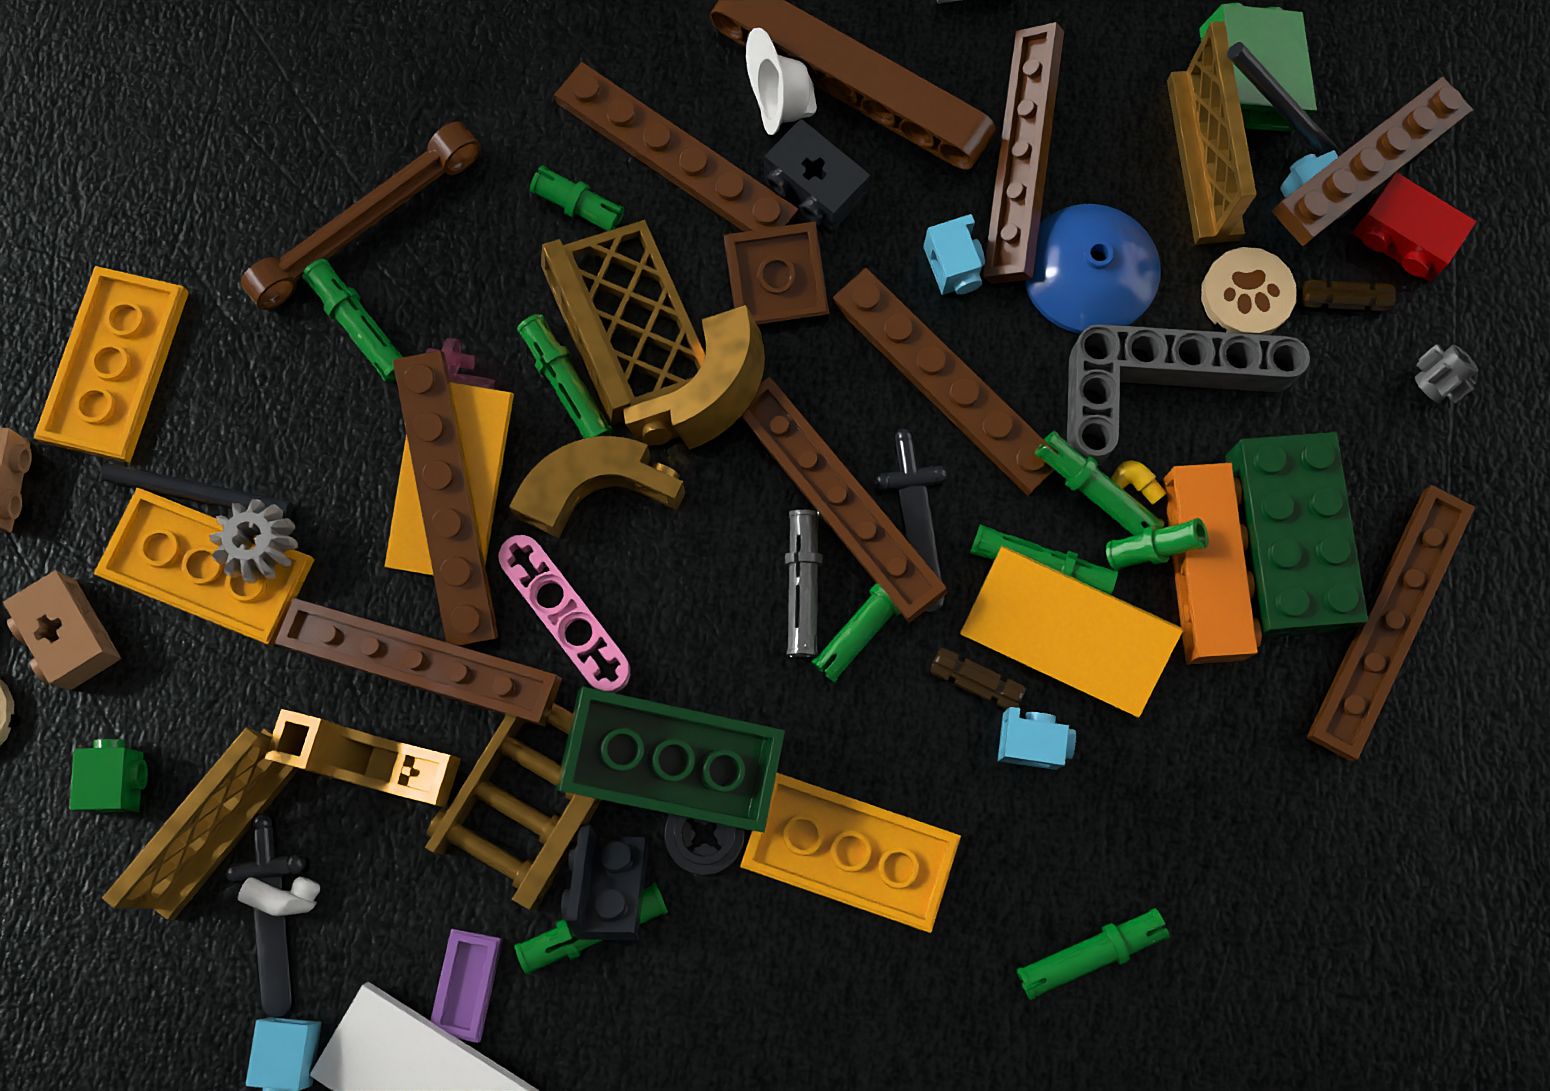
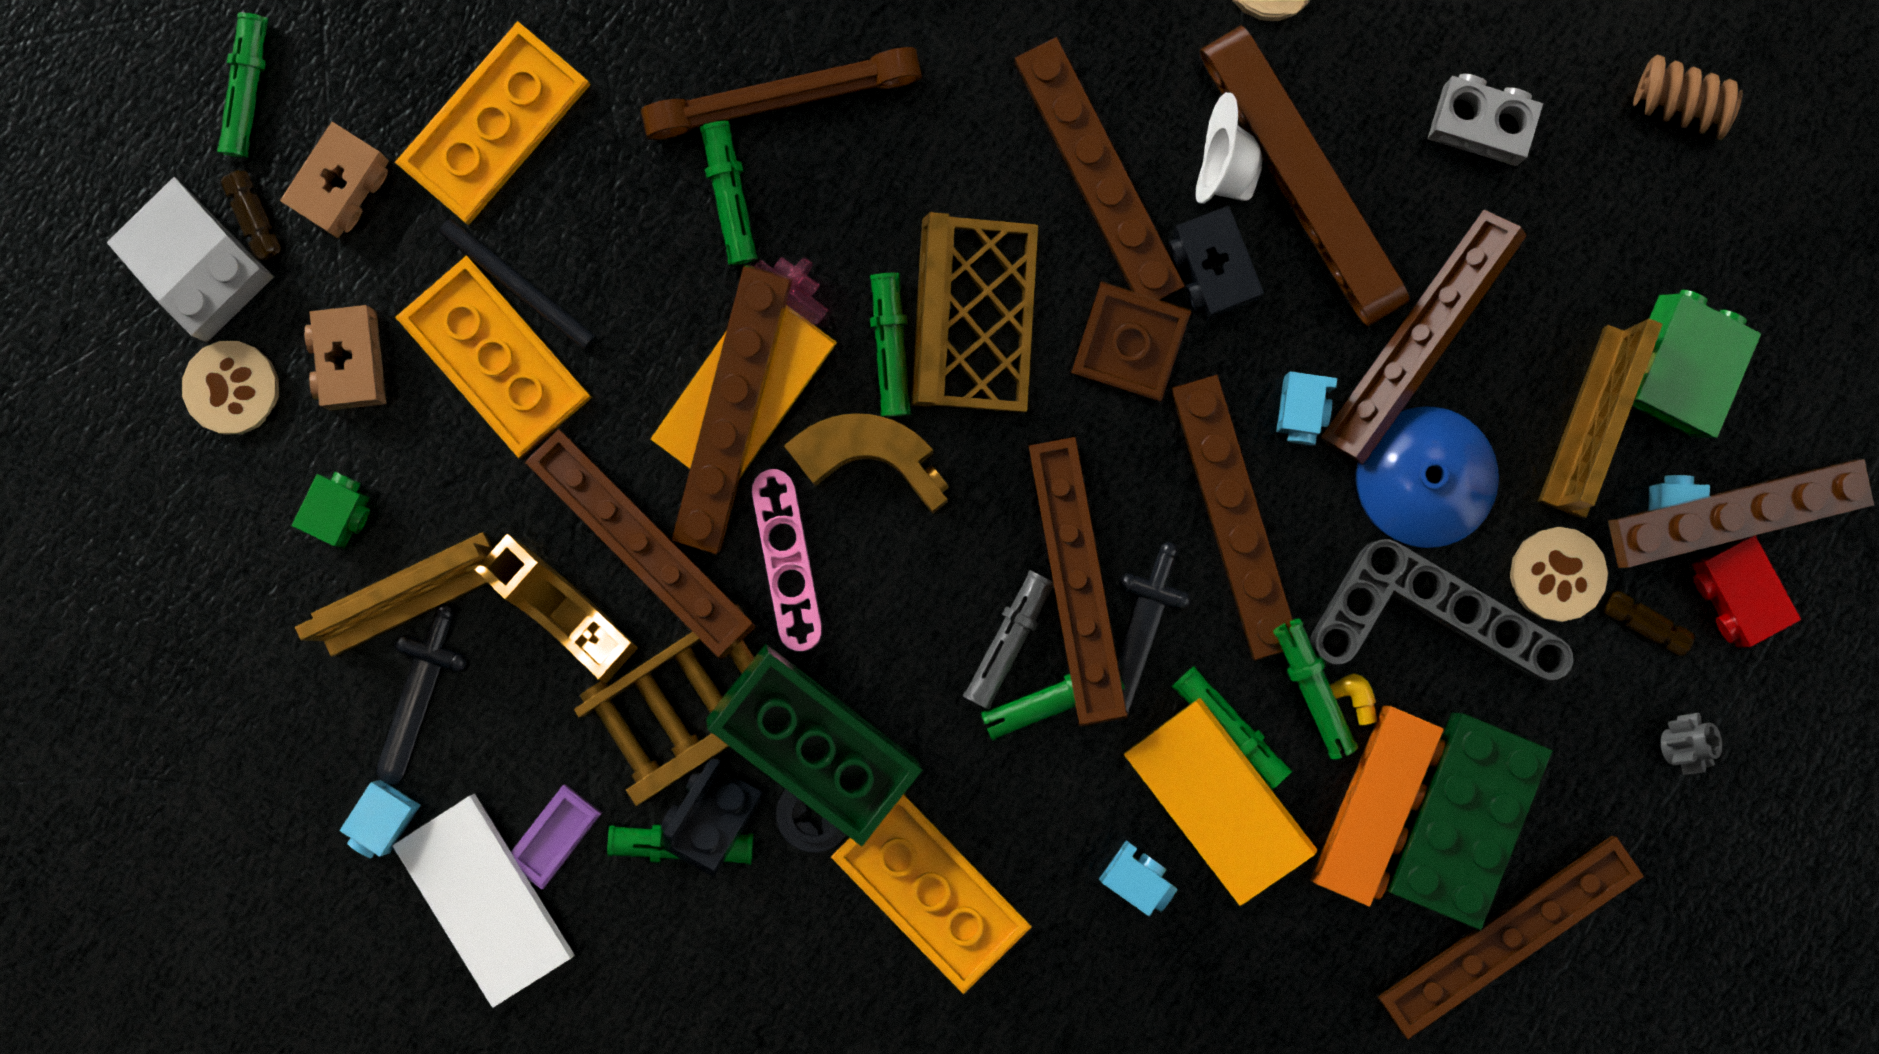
camera: 30 degrees right, 10 degrees up
(237, 539) = (536, 352): light grey gear -> none
(277, 901) = (433, 691): white arm -> none
(576, 199) = (985, 174): green pin -> none
(716, 392) = (1024, 429): pearl gold arch -> none
(977, 679) = (1117, 801): dark brown axle -> none
(1157, 544) = (1336, 767): green pin -> none
(1281, 99) = (1683, 421): black bar -> none

